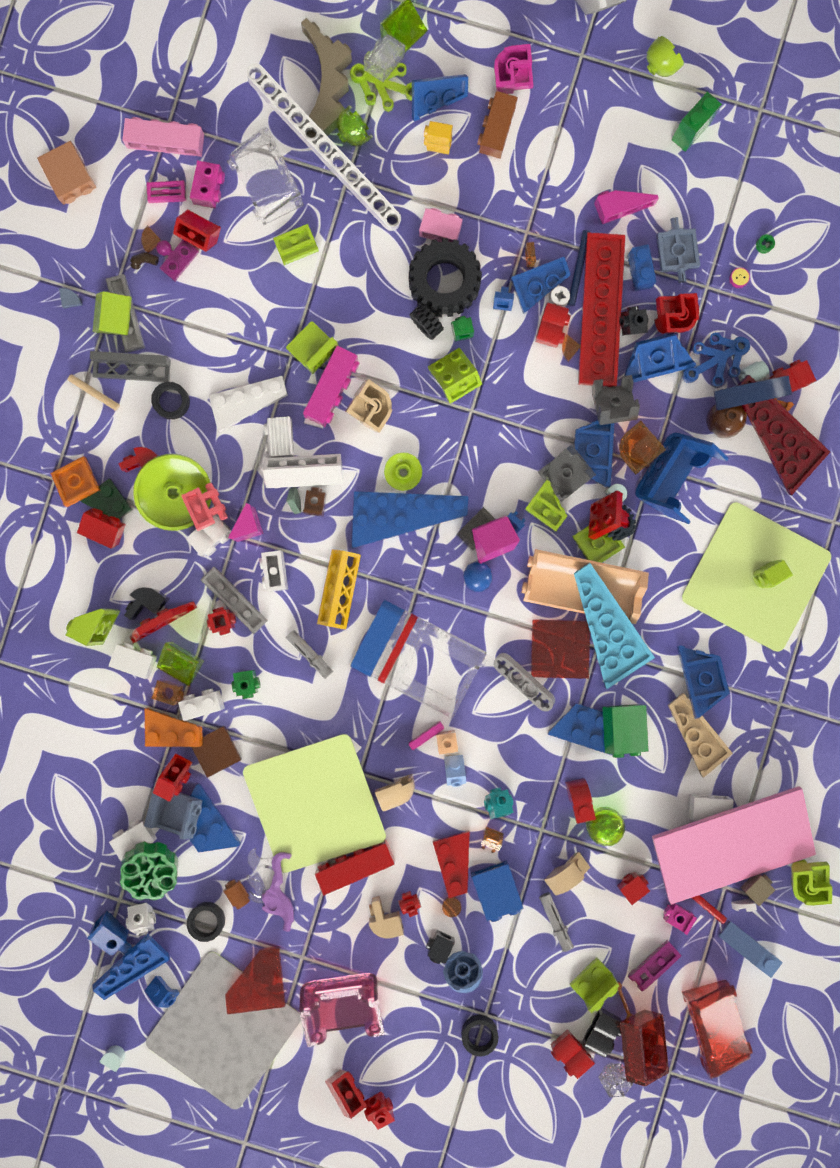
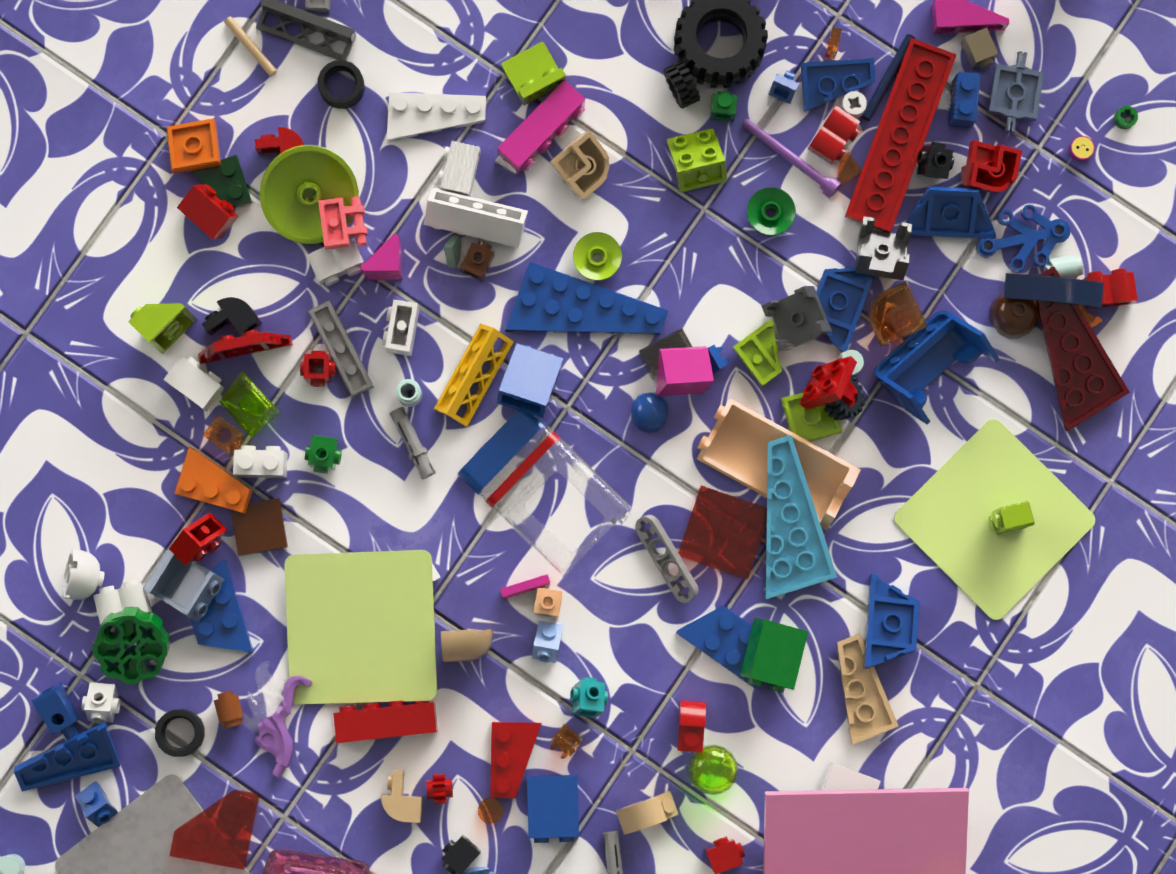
camera: 10 degrees right, 5 degrees down
(96, 829) = (81, 575): none -> white cylinder
(289, 618) = (405, 386): none -> light aqua brick
(382, 581) = (529, 380): none -> brick
(525, 388) = (776, 200): none -> green dish
(558, 364) = (827, 184): none -> medium lavender piece
(641, 225) = (979, 49): none -> dark tan brick

